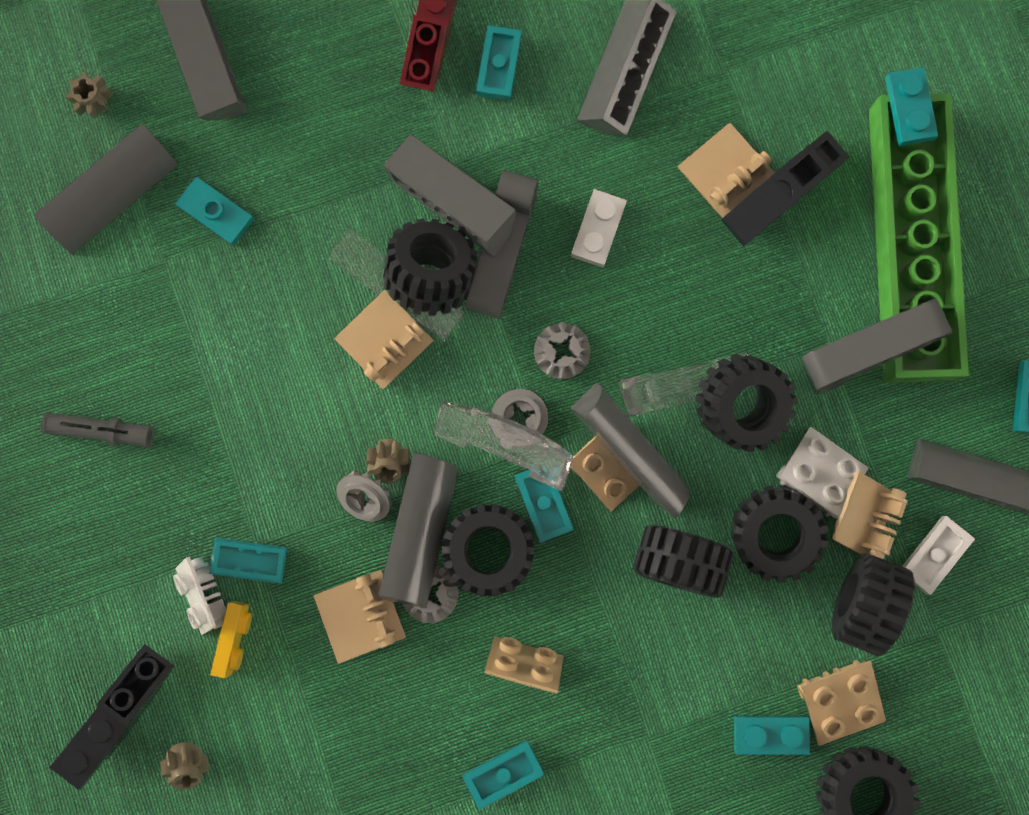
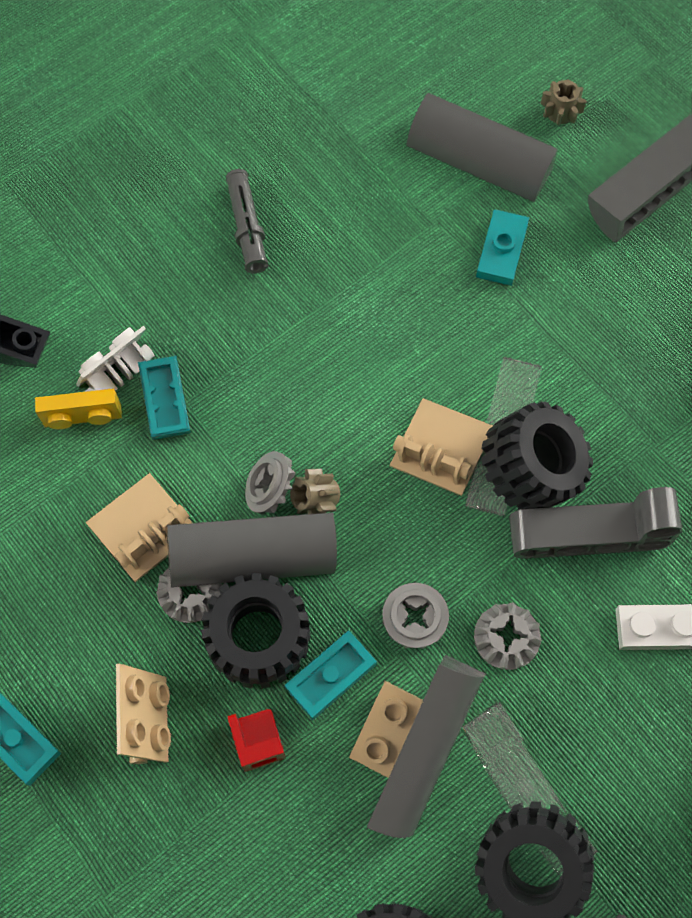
camera: 70 degrees right, 15 degrees down
(451, 194) = (623, 454): dark grey brick -> none
(506, 439) = (385, 604): clear slope -> none
(572, 579) = (256, 739): none -> red panel
(683, 560) = (319, 855): black tyre -> none

